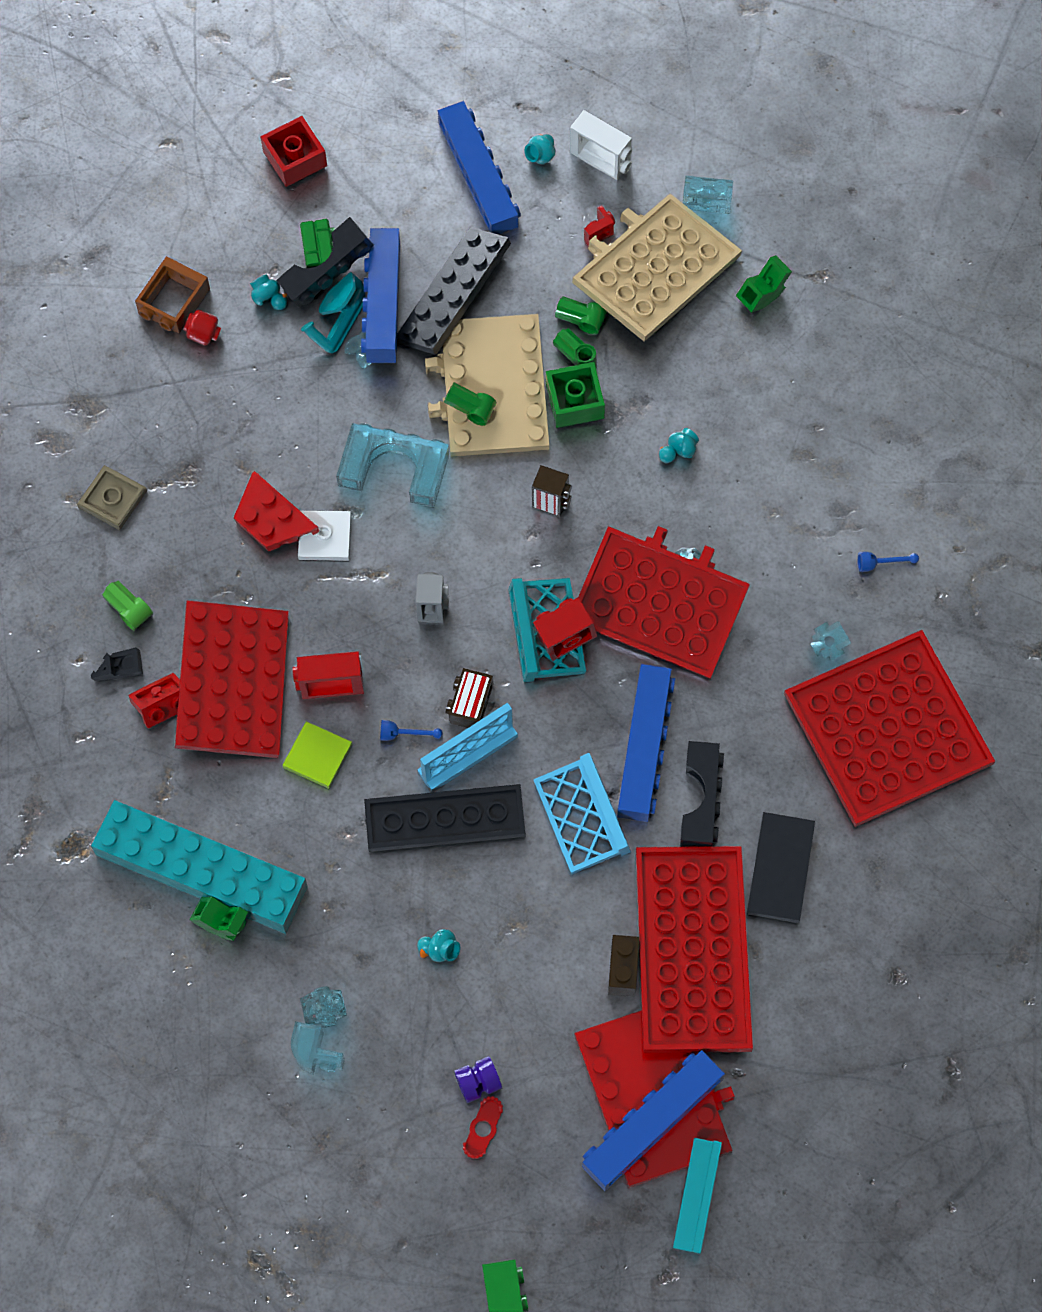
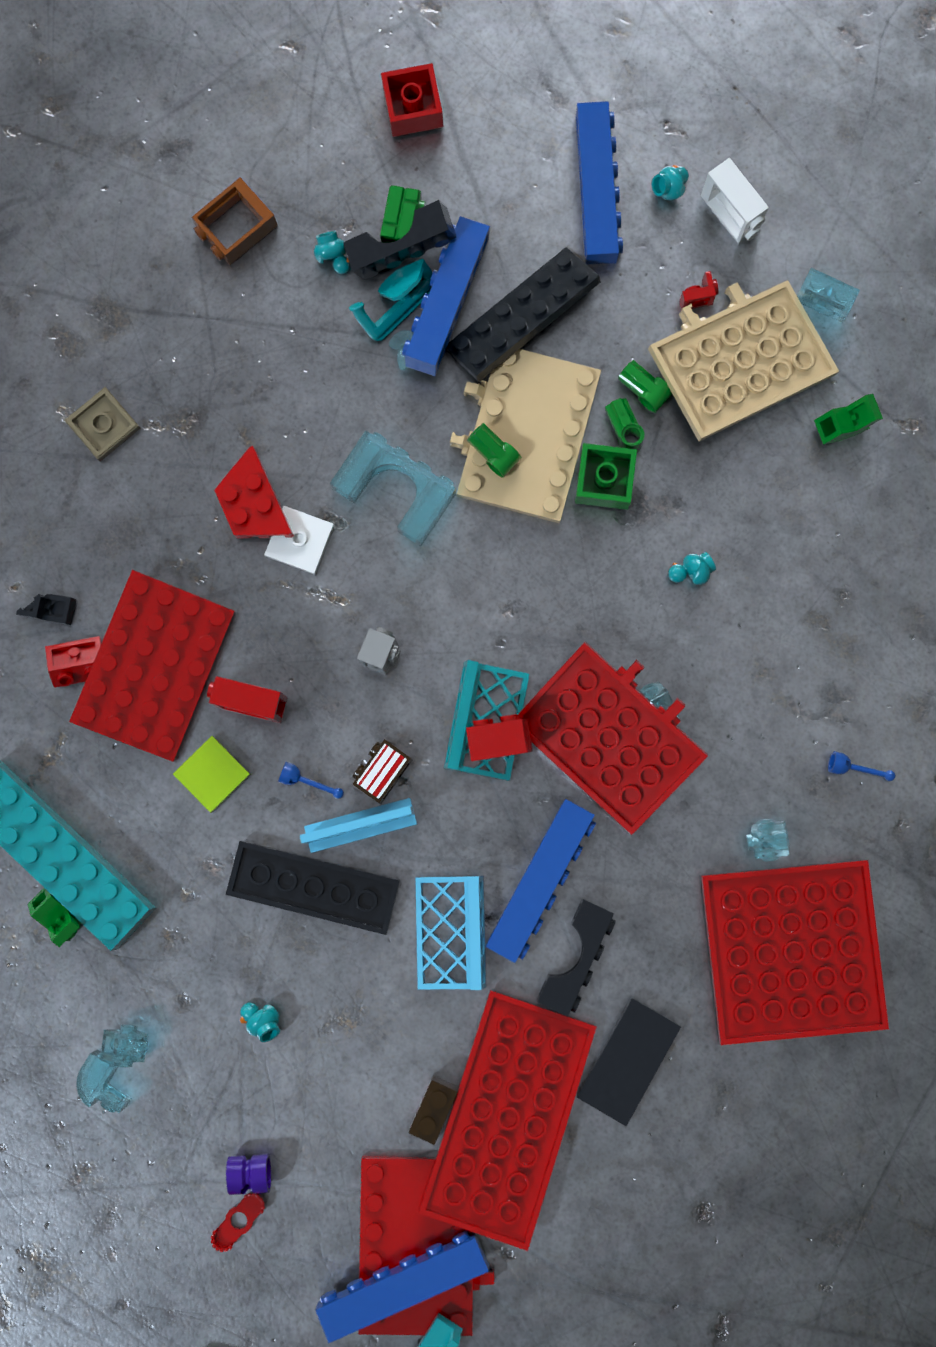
camera: 25 degrees right, 15 degrees up
(131, 609) = (80, 554): bright green piece -> none
(202, 327) = (252, 268): red head -> none
(551, 491) = (542, 577): dark brown brick -> none

